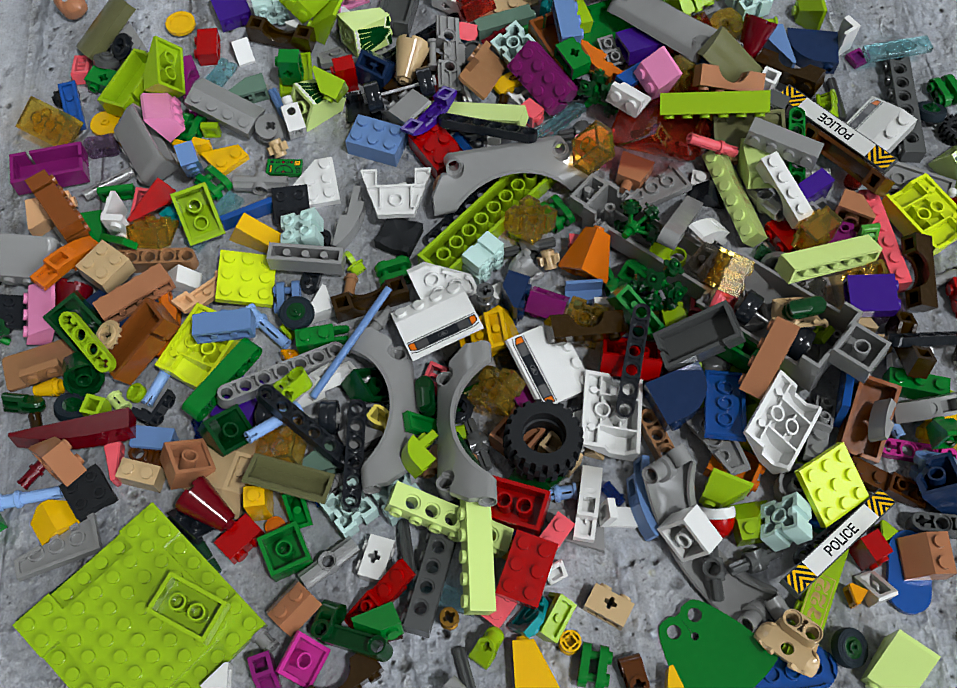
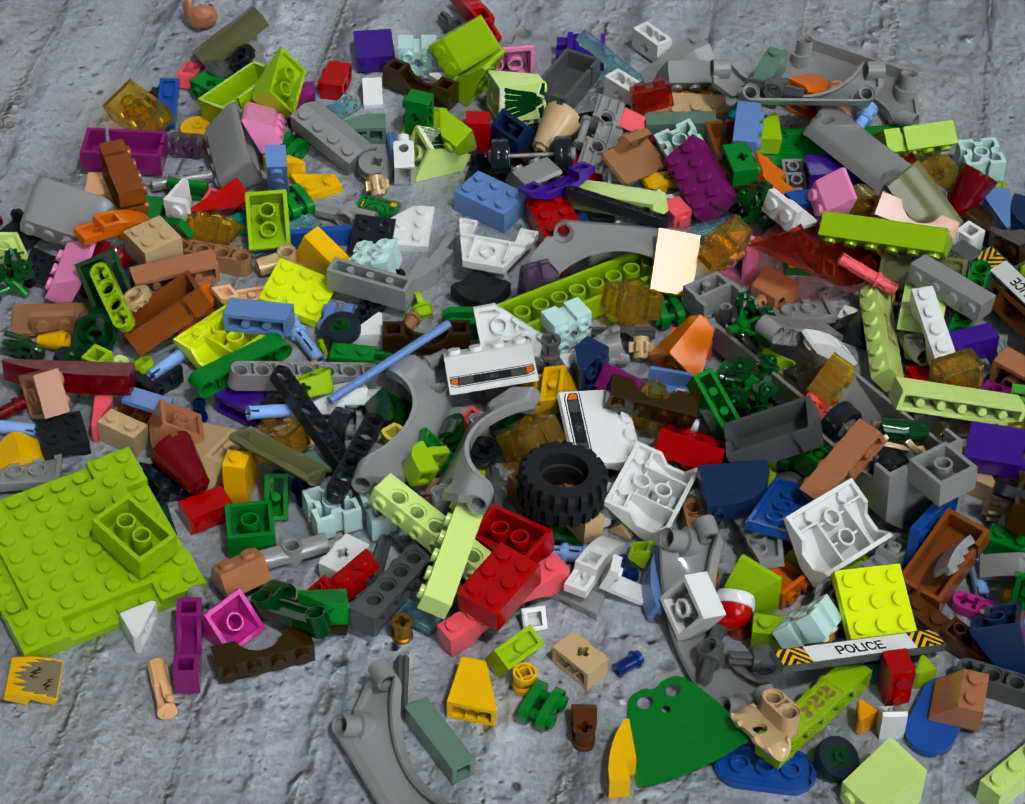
camera: 15 degrees right, 20 degrees down
(180, 23) = (313, 54): yellow piece -> none
(185, 278) = (234, 276): white slope -> none
(210, 129) = (310, 154): lime tile -> none
(212, 253) = (266, 264): none -> tan piece
(225, 430) = (226, 407): dark green slope -> none
(444, 216) = (536, 275): none -> clear purple slope
(487, 647) = (429, 660): lime piece -> none
(528, 620) = (483, 646): teal plate -> none
(554, 173) = (674, 261): none -> tile
(620, 475) = (641, 552): none -> lime slope
(636, 361) = (688, 438): black beam -> none
(648, 594) = (628, 663): none -> clear blue pin

